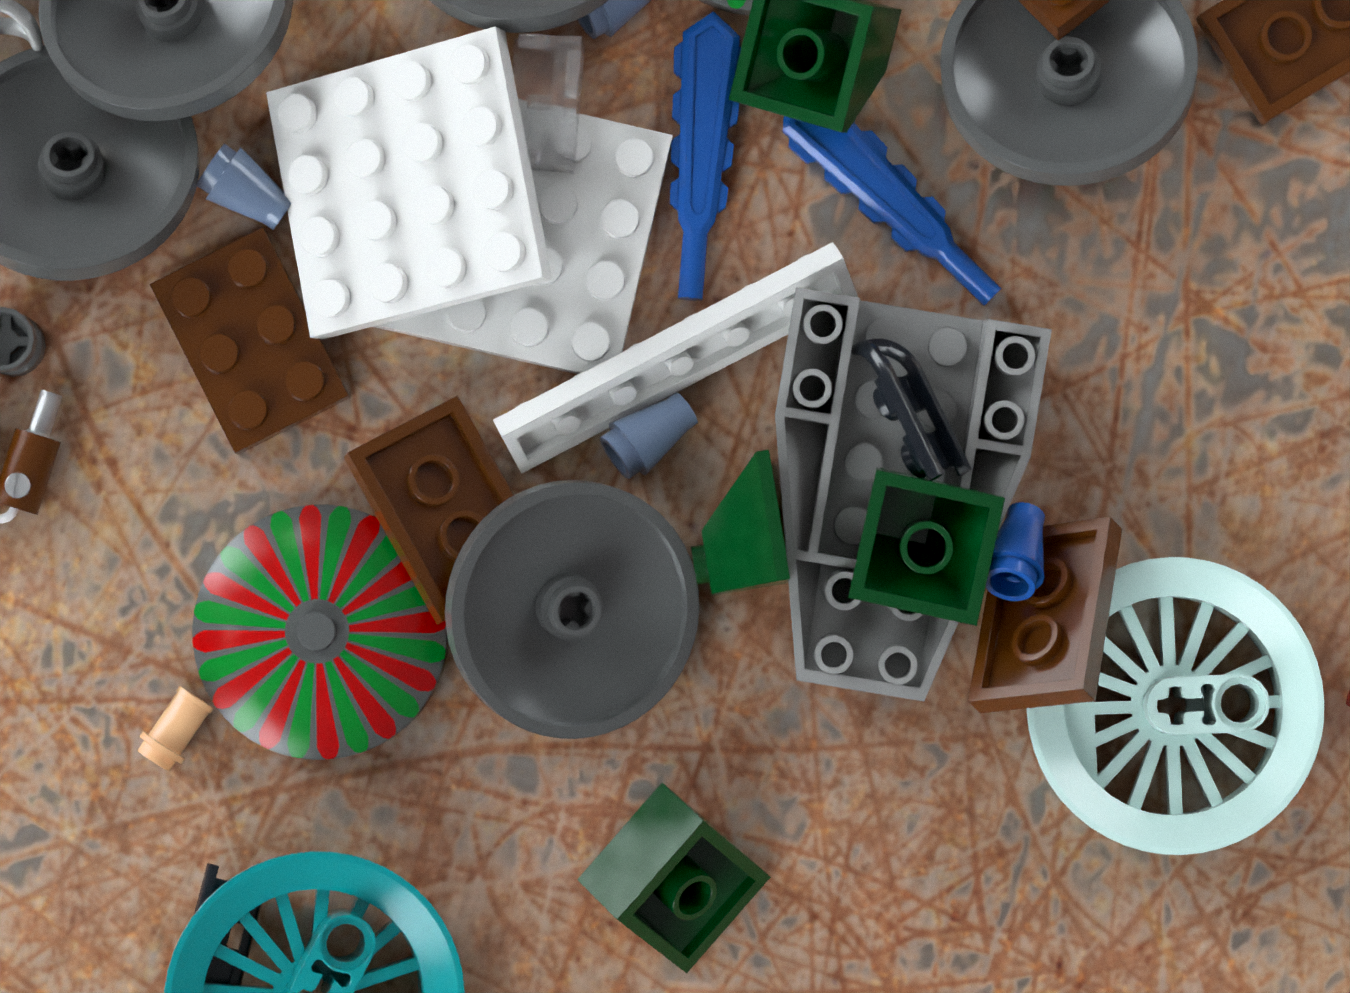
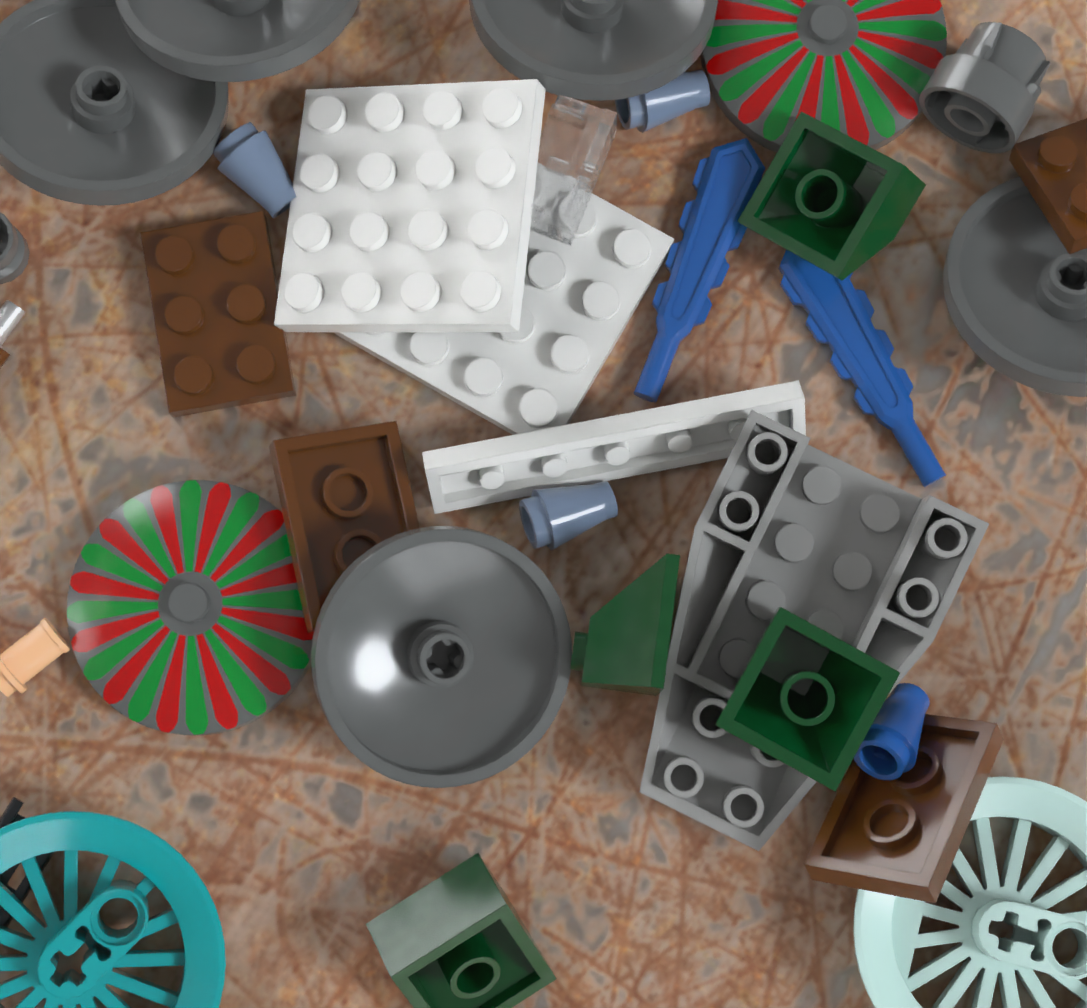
camera: 15 degrees right, 5 degrees down
(904, 397) = (825, 549): black piece -> none

